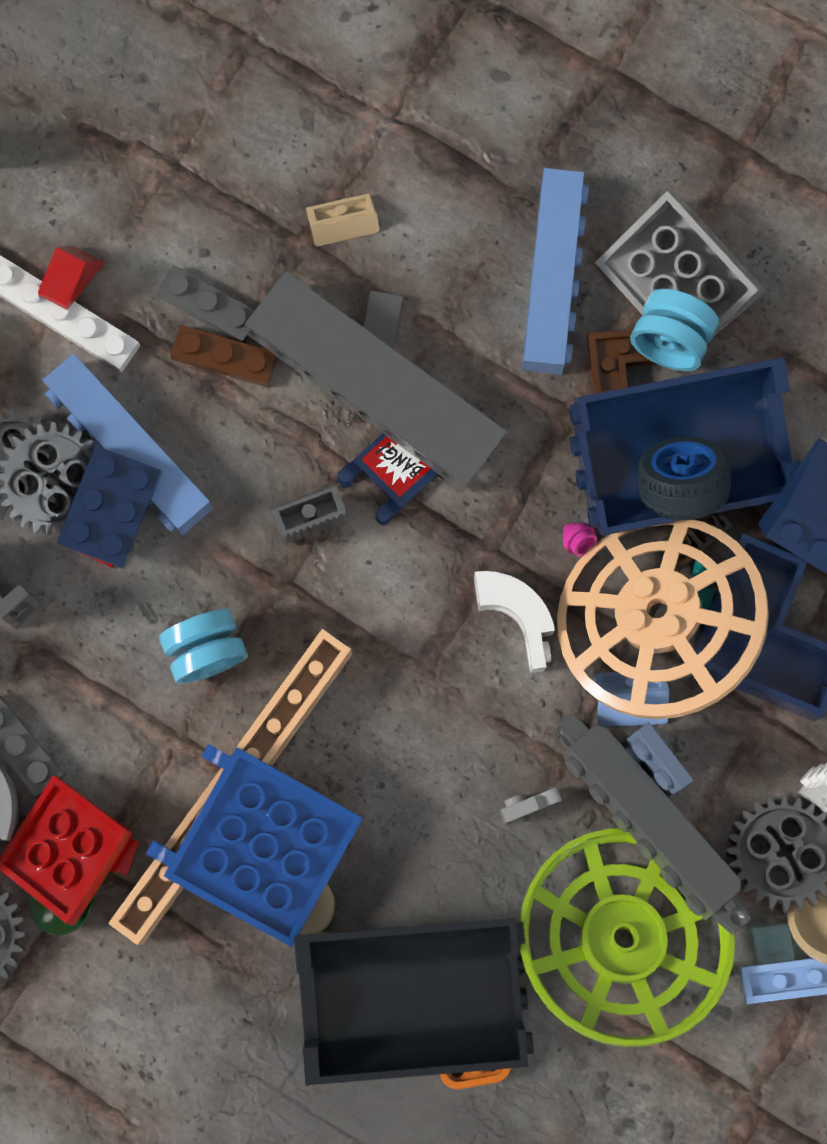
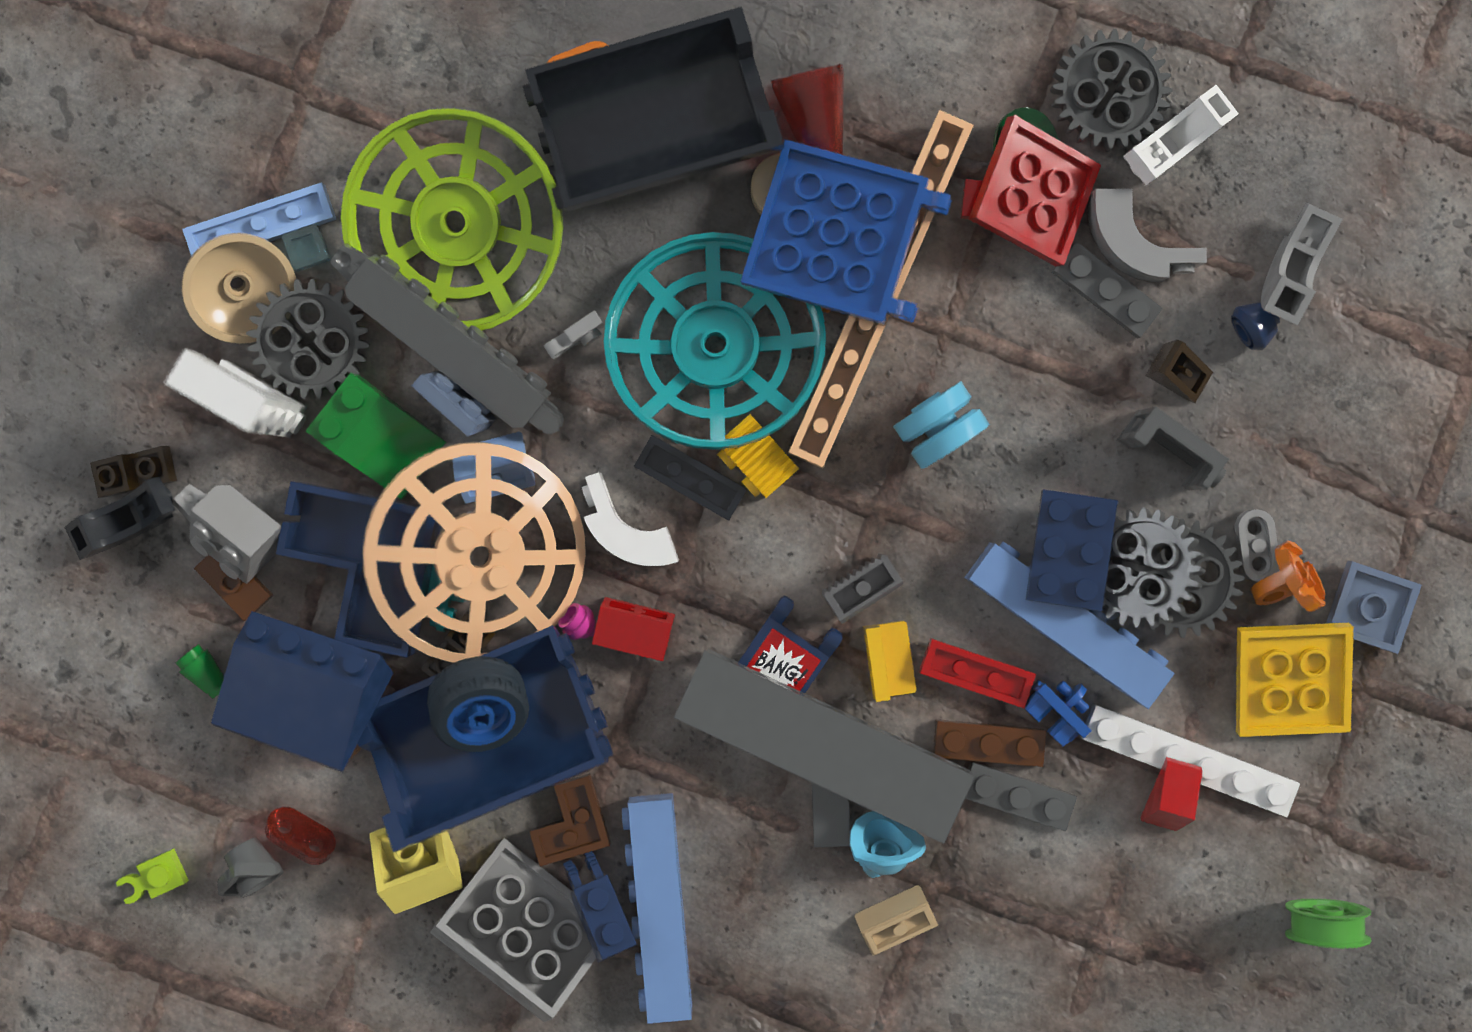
camera: 165 degrees right, 10 degrees up
(165, 381) = (1069, 724): none -> blue hips
(220, 419) = (977, 673): none -> red plate
(256, 976) = (814, 106): none -> clear red cone
(298, 447) = (889, 660): none -> yellow panel
(340, 283) = (884, 844): none -> medium azure helmet
(381, 655) = (761, 462): none -> yellow brick
(424, 767) = (689, 339): none -> teal dish
(447, 649) = (690, 477): none -> black plate
(528, 521) = (633, 629): none -> red hinge
(608, 276) = (599, 910): none -> dark blue hinge
(674, 330) = (516, 863): medium azure wheel -> none
(736, 750) = (372, 431): none -> green slope
(769, 339) = (415, 873): none -> light yellow slope

